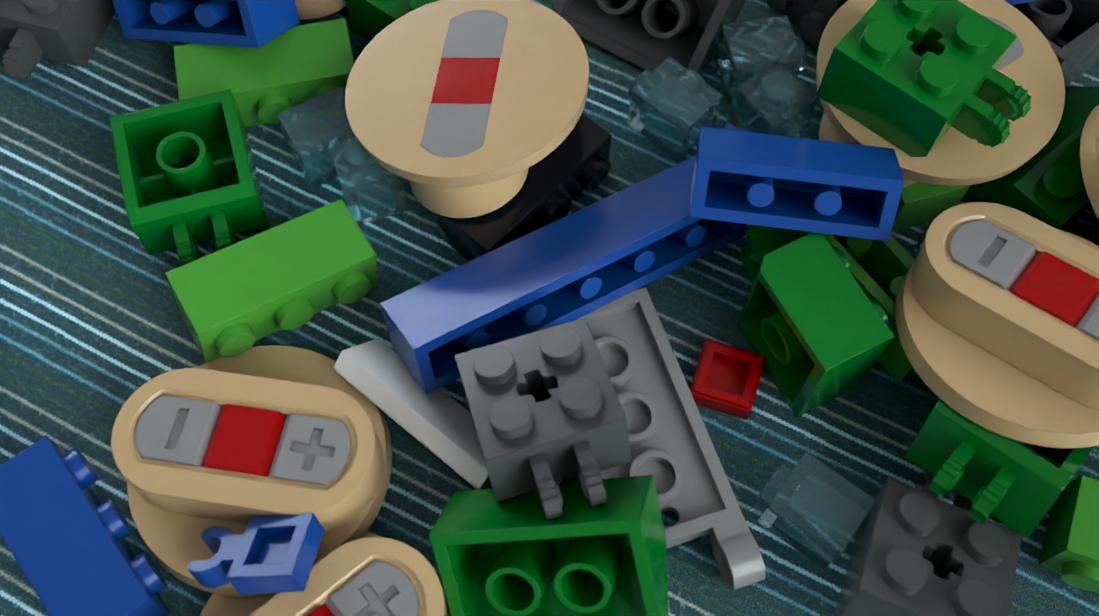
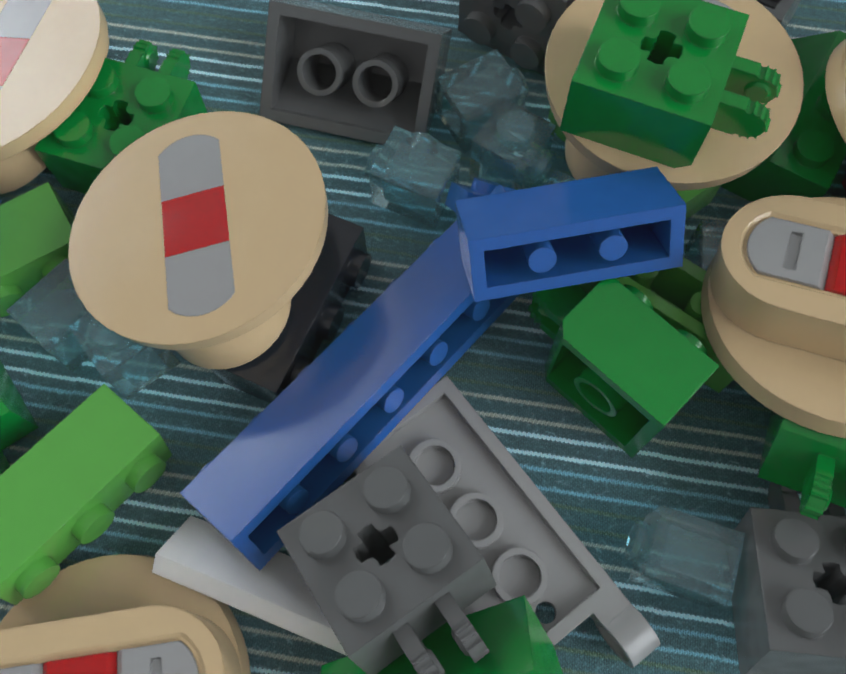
camera: 15 degrees left, 5 degrees up
(726, 379) = (554, 442): red tile -> none

